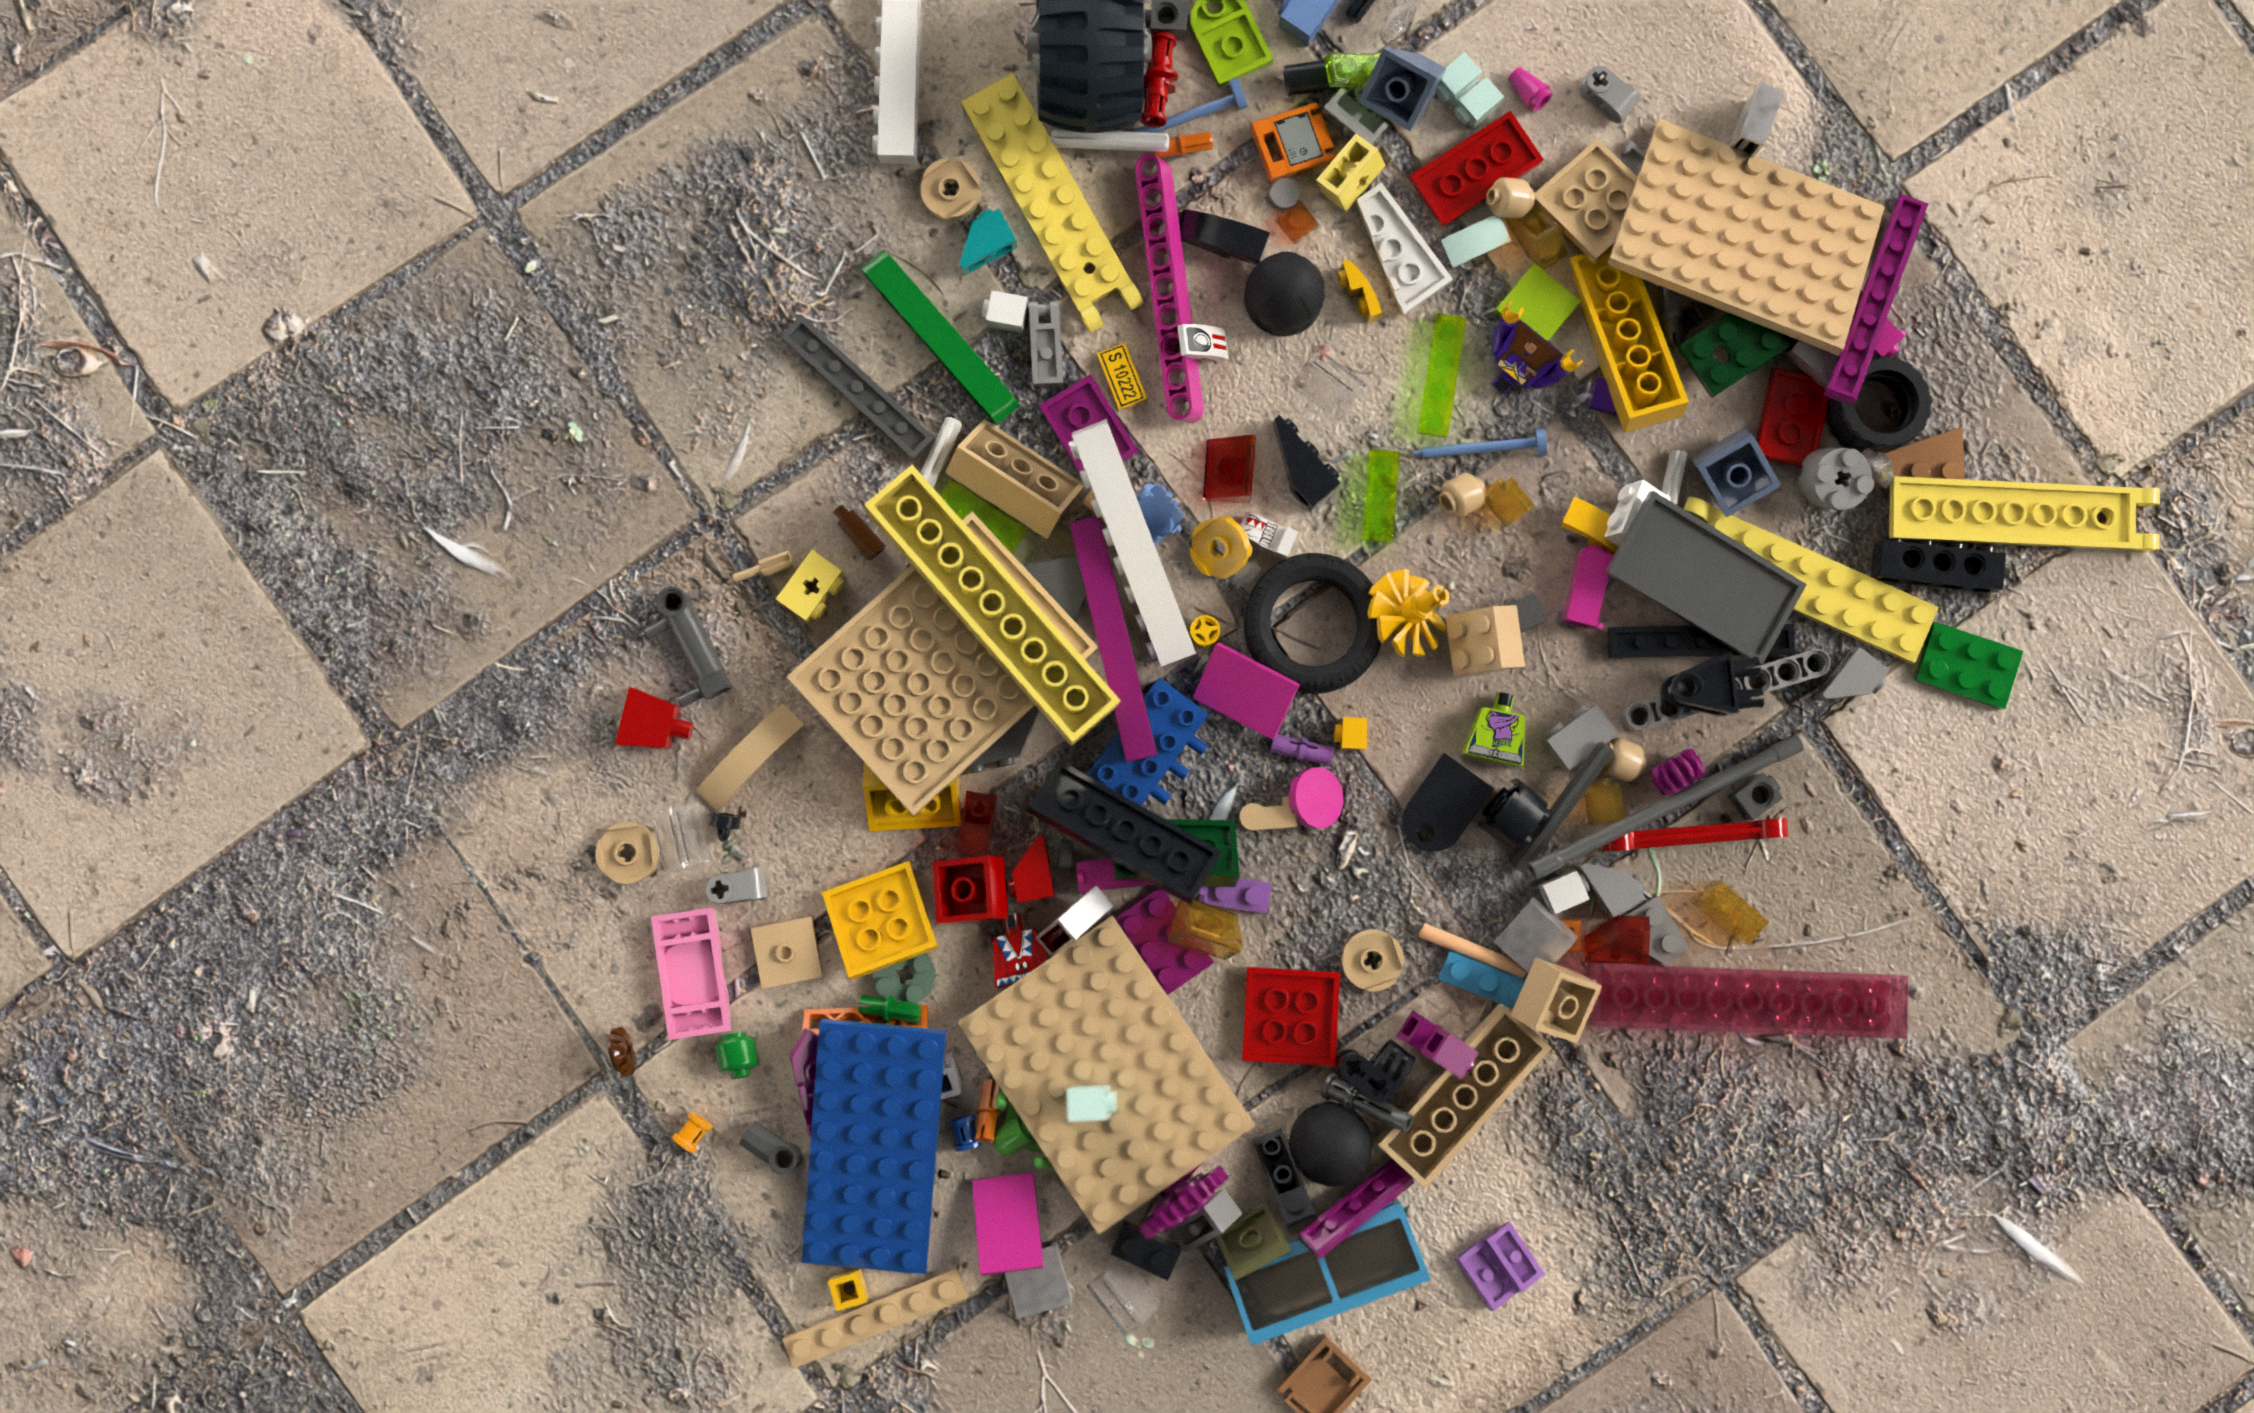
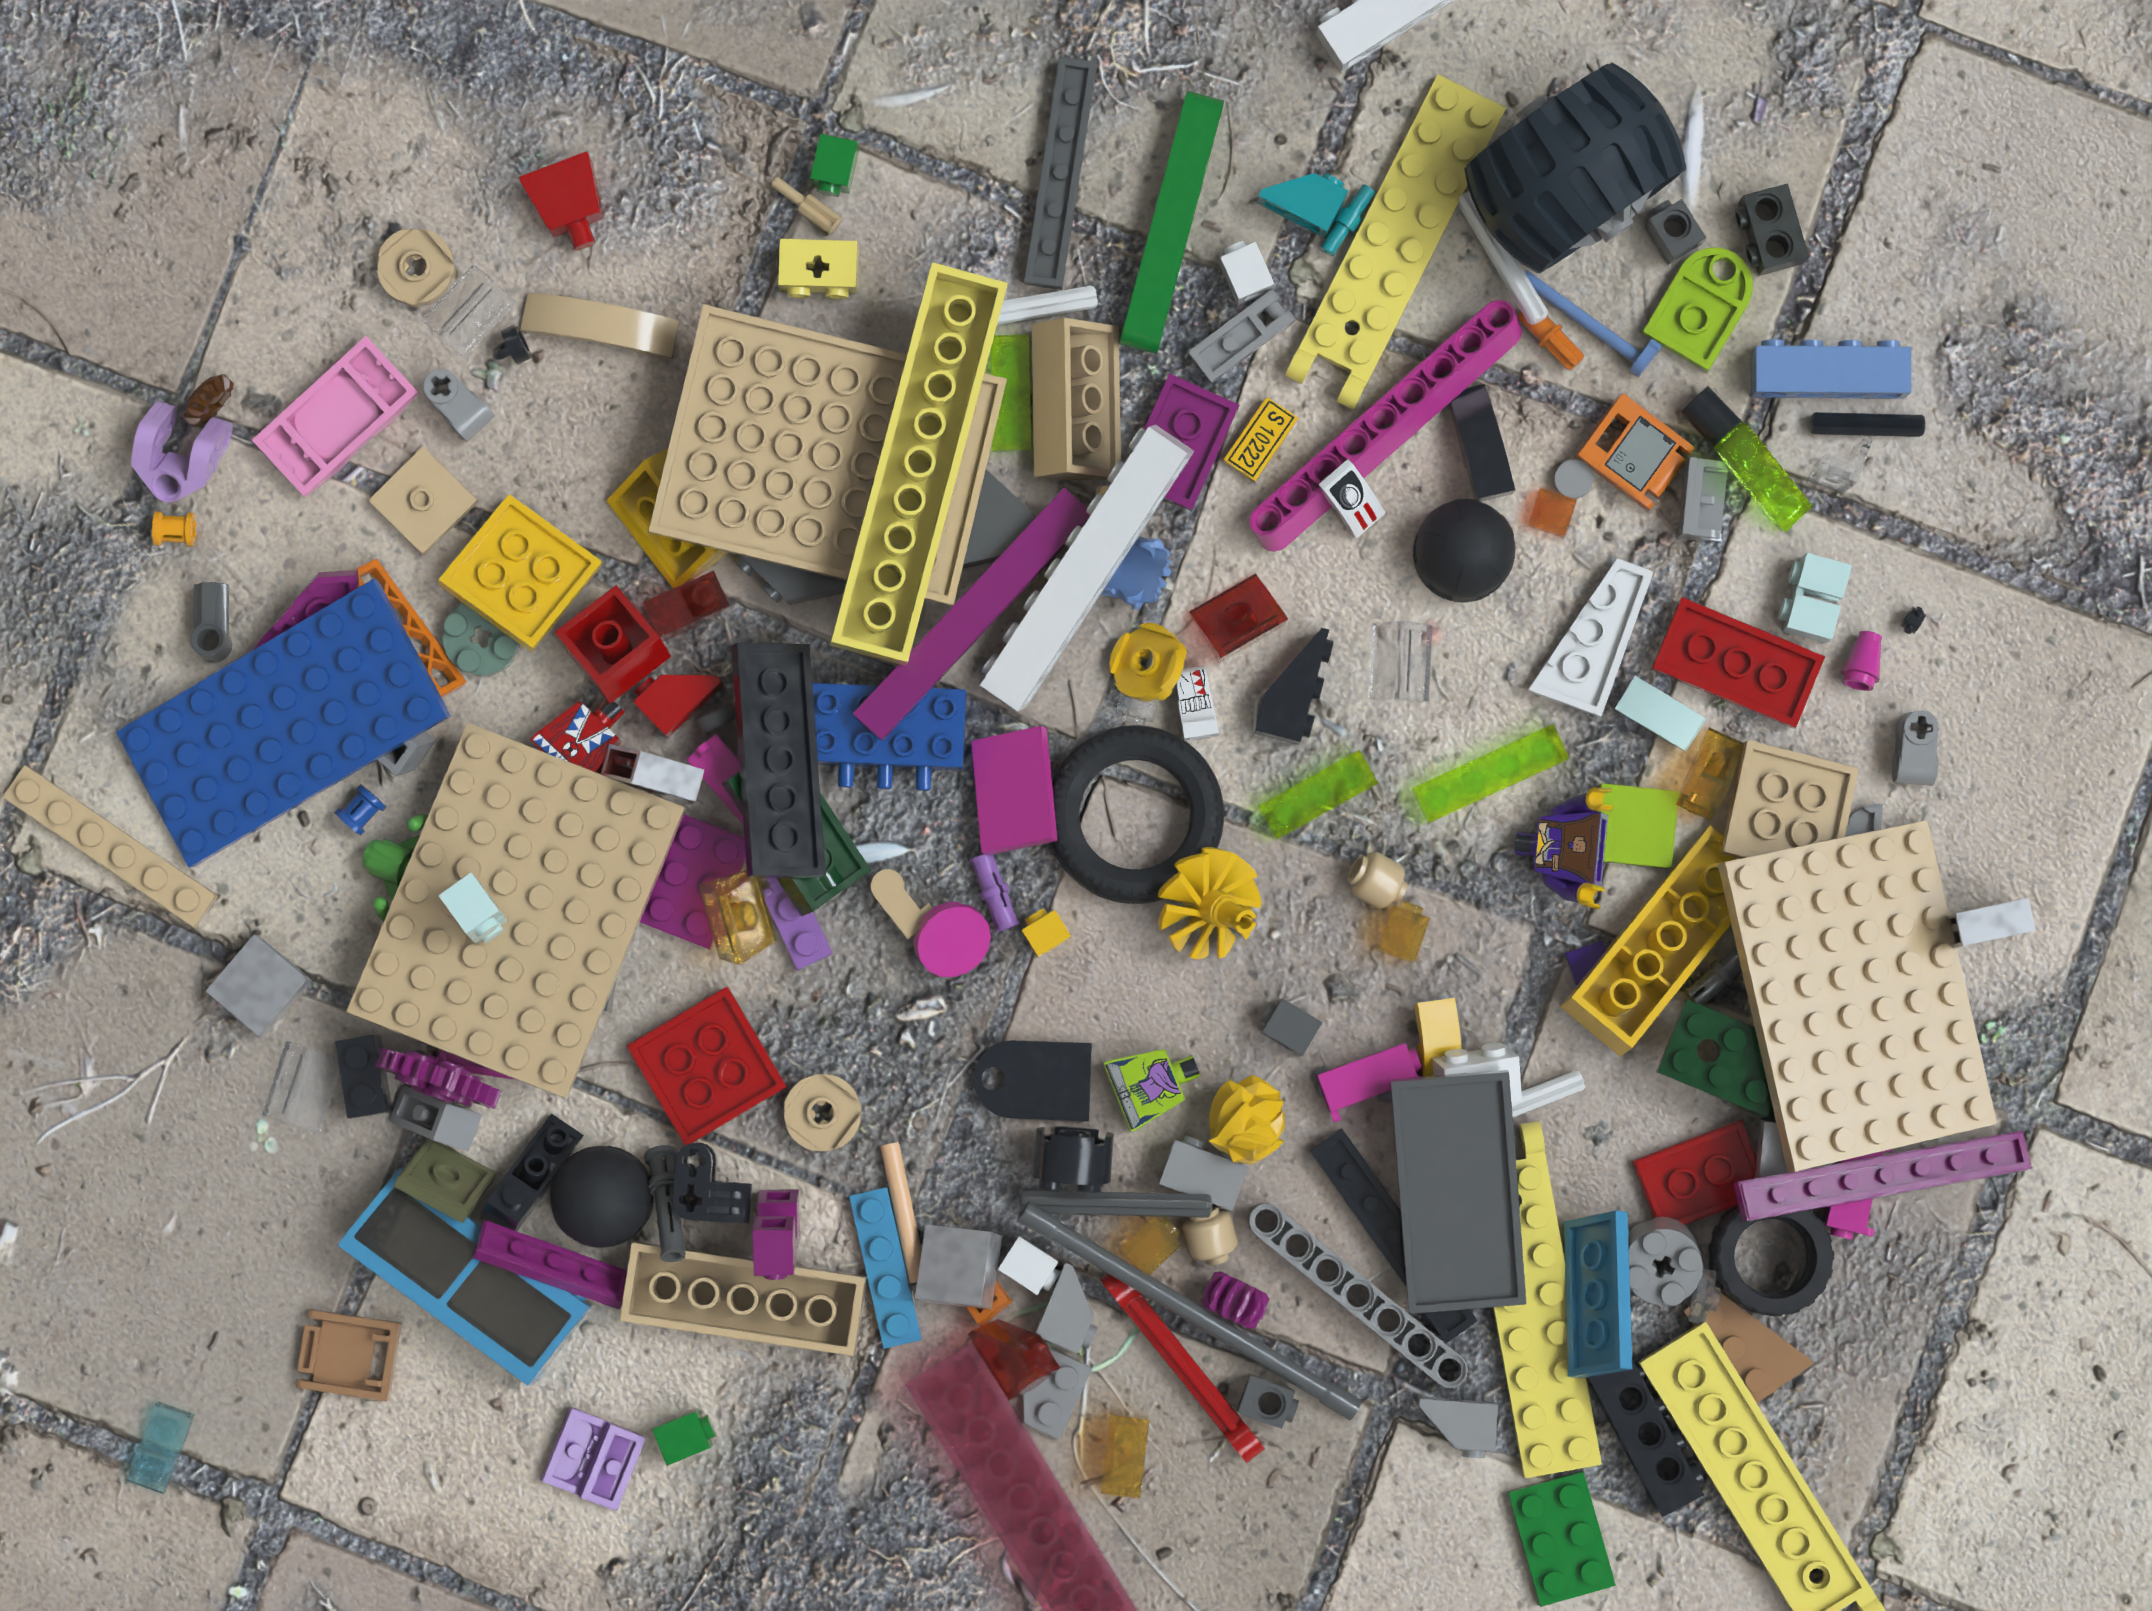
camera: 55 degrees right, 0 degrees up
(661, 1097) = (189, 472): none -> lavender piece
(693, 644) = (676, 188): dark grey piece -> none
(737, 1055) = (283, 520): green head -> none
(750, 531) = (834, 165): none -> green brick
(844, 1299) = (107, 797): yellow plate -> none
(859, 532) = (909, 278): reddish brown cylinder -> none
(889, 1008) = (435, 644): green axle -> none
(952, 172) = (1346, 146): tan plate -> none
(987, 1112) = (395, 818): orange axle -> none
(1007, 1224) = (296, 915): dark pink tile -> none
(1016, 223) = (1347, 220): none -> teal bar
(1159, 80) = (1602, 263): red piece -> none
(1204, 626) = (1052, 701): yellow wheel -> none
(1350, 172) = (1640, 532): light yellow brick -> none
(1355, 283) = (1527, 613): yellow slope -> none
(1402, 86) = (1767, 524): sand blue slope -> none
(1485, 641) = (1235, 1004): tan brick -> none
(1510, 198) = (1728, 718): tan head -> none
(1523, 40) = (1913, 620): none -> black piece
(1526, 1195) = (684, 1436): none -> green brick
(1538, 442) = (1488, 922): medium blue piece -> none
(1556, 1000) = (905, 1326): tan brick -> none
(1566, 684) = (1247, 1120): none -> yellow hair
(1712, 686) = (1343, 1271): black piece -> none
(1735, 471) = (1596, 1150): sand blue slope -> none
(1833, 533) = (1598, 1294): none -> dark azure plate

